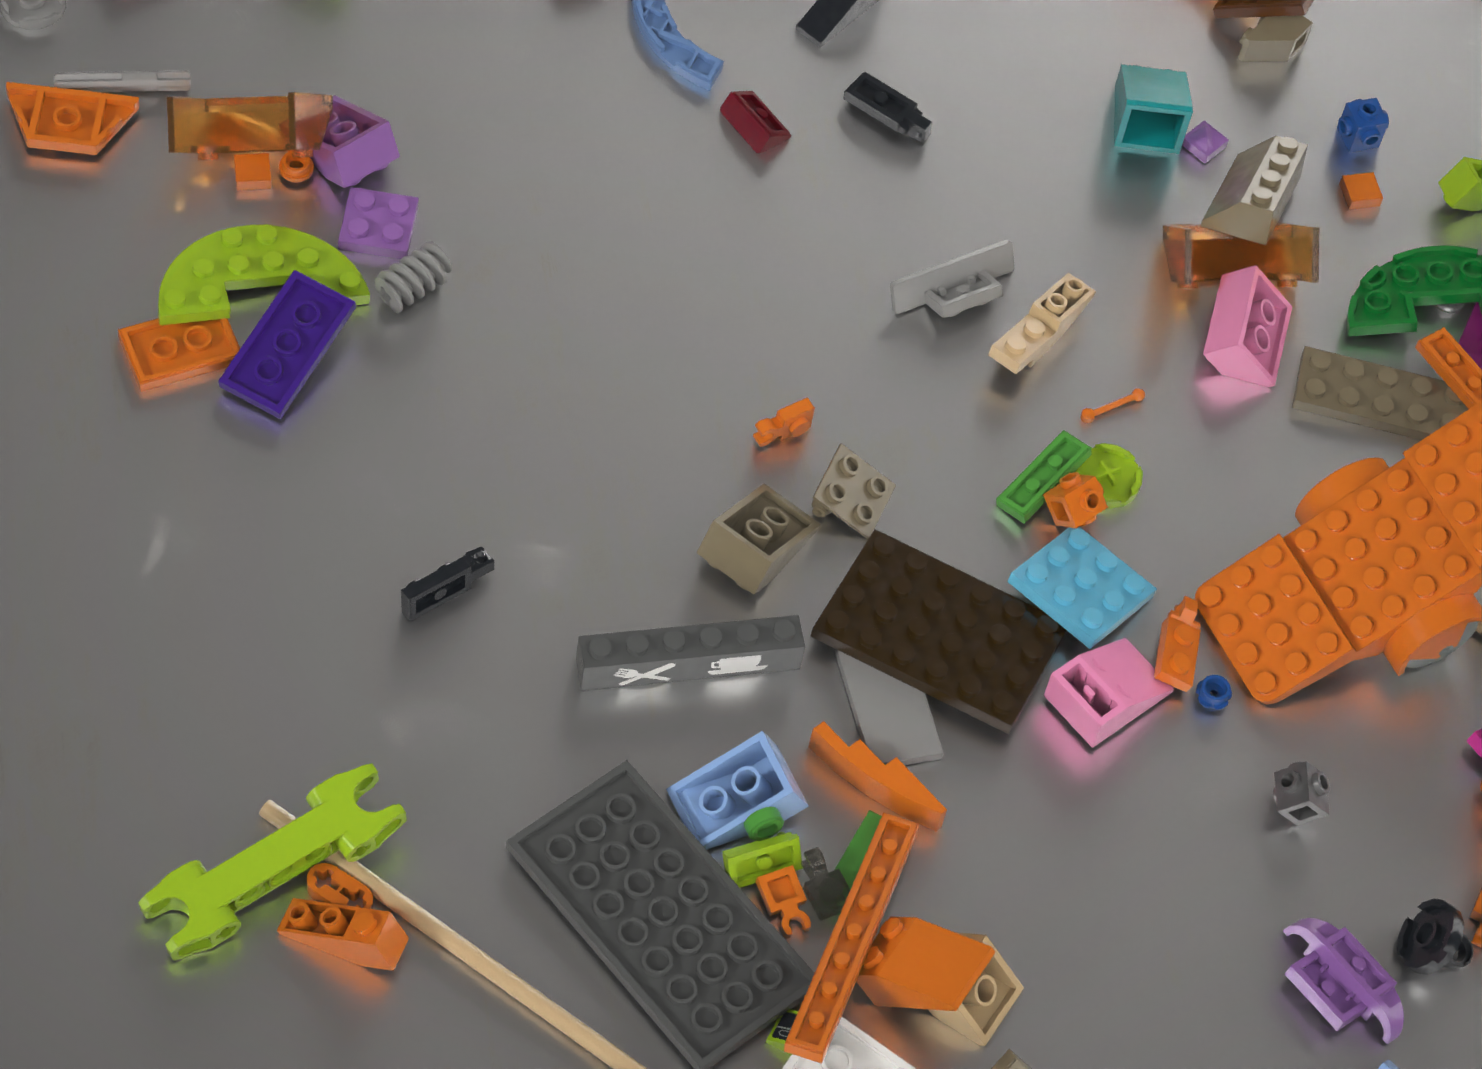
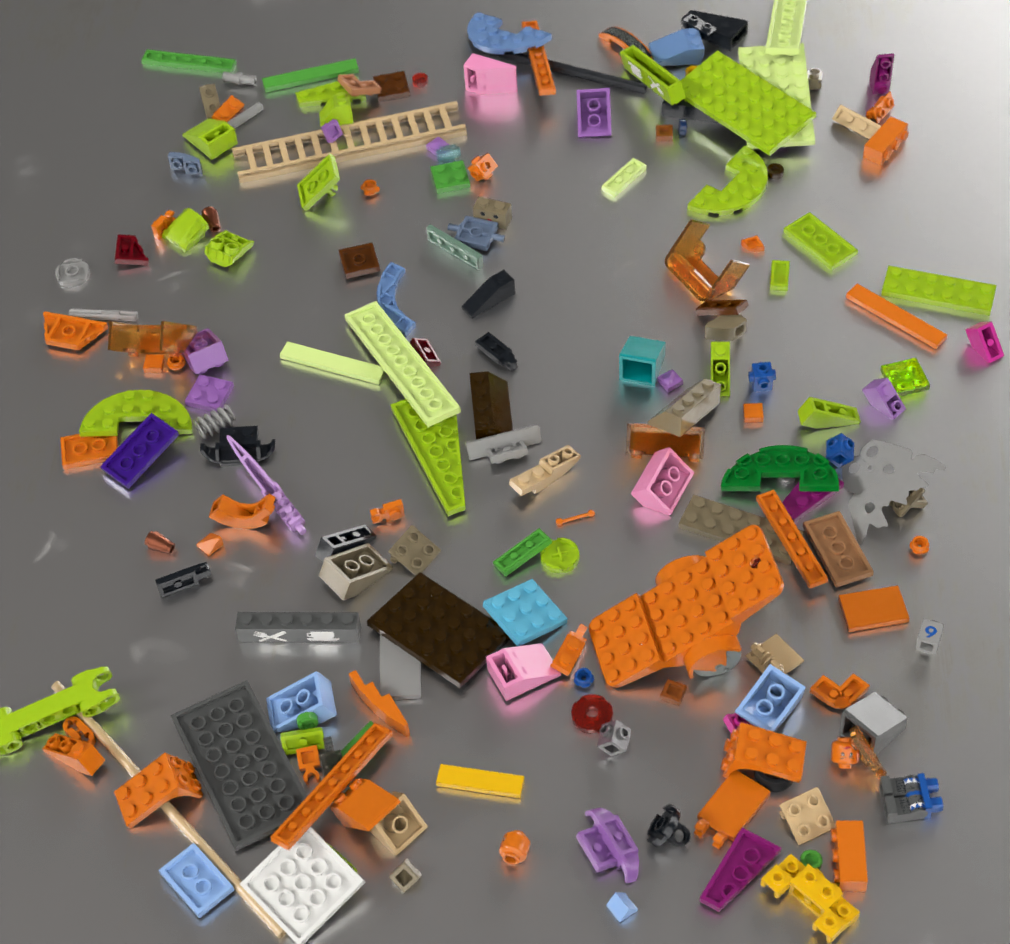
camera: 25 degrees right, 5 degrees down
(378, 518) = (158, 542): none -> copper cone
(471, 322) = (245, 436): none -> black plate
(472, 510) = (210, 544): none -> orange slope
(522, 981) = (154, 786): none -> orange bracket
(523, 452) = (240, 514): none -> orange arch
(561, 401) = (282, 504): none -> lavender piece
(593, 148) = (332, 362): none -> yellowish green tile
(723, 489) = (343, 541): none -> black slope
(729, 142) = (402, 364): none -> yellowish green plate
(822, 273) = (437, 453): none -> lime wing
(904, 211) = (490, 404): none -> dark brown slope
(1075, 500) = (534, 566): orange brick -> none
(1091, 895) = (480, 781): none -> yellow tile
(1190, 1005) = (514, 847): none -> orange head
(1239, 772) = (588, 703): none -> clear red tile
(1285, 104) = (721, 366): none -> lime slope
(1369, 701) = (673, 692): none -> dark orange tile

